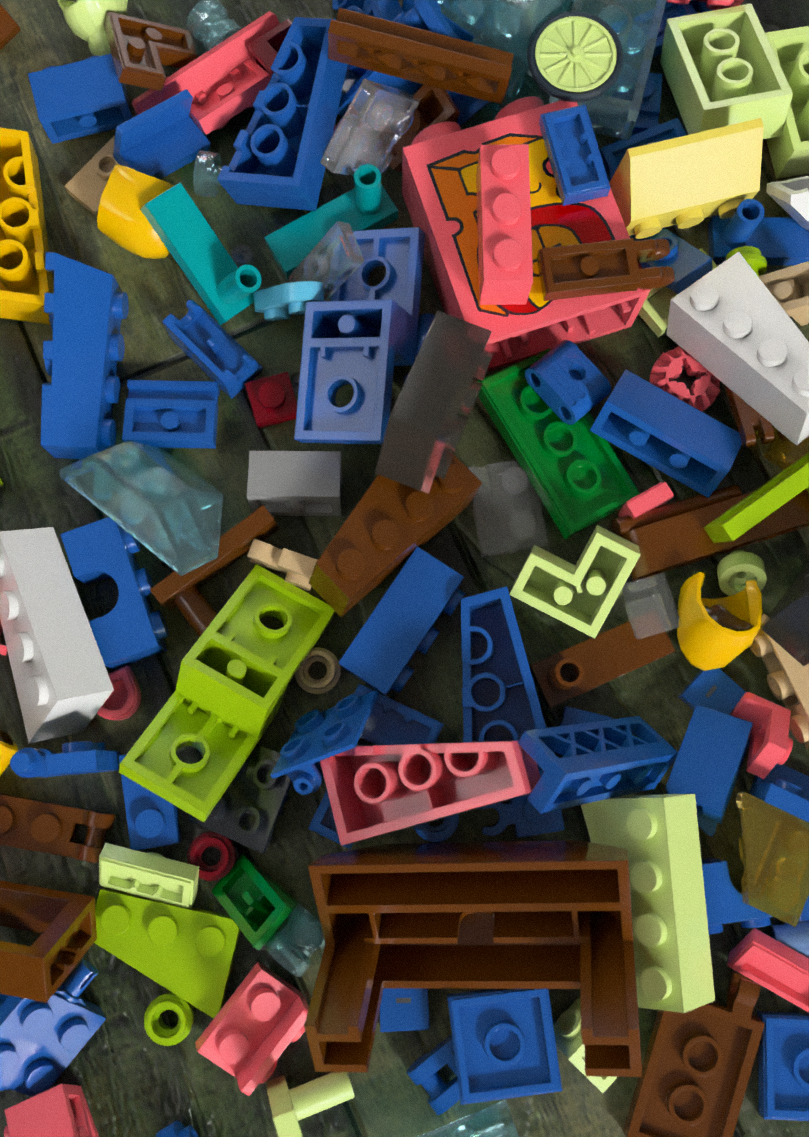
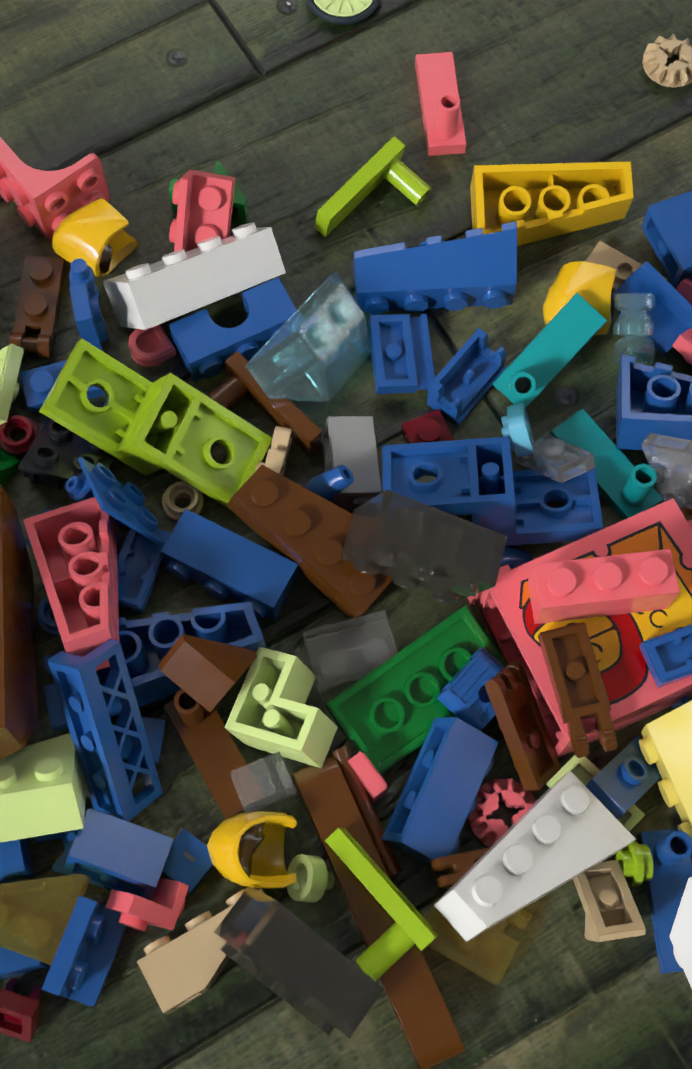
camera: 85 degrees right, 10 degrees down
(172, 158) = (634, 315): none -> clear light blue wheel
(332, 506) = (331, 482): none -> blue arm
(544, 644) = (205, 668): none -> reddish brown slope
(613, 342) = (522, 726): none -> reddish brown hinge

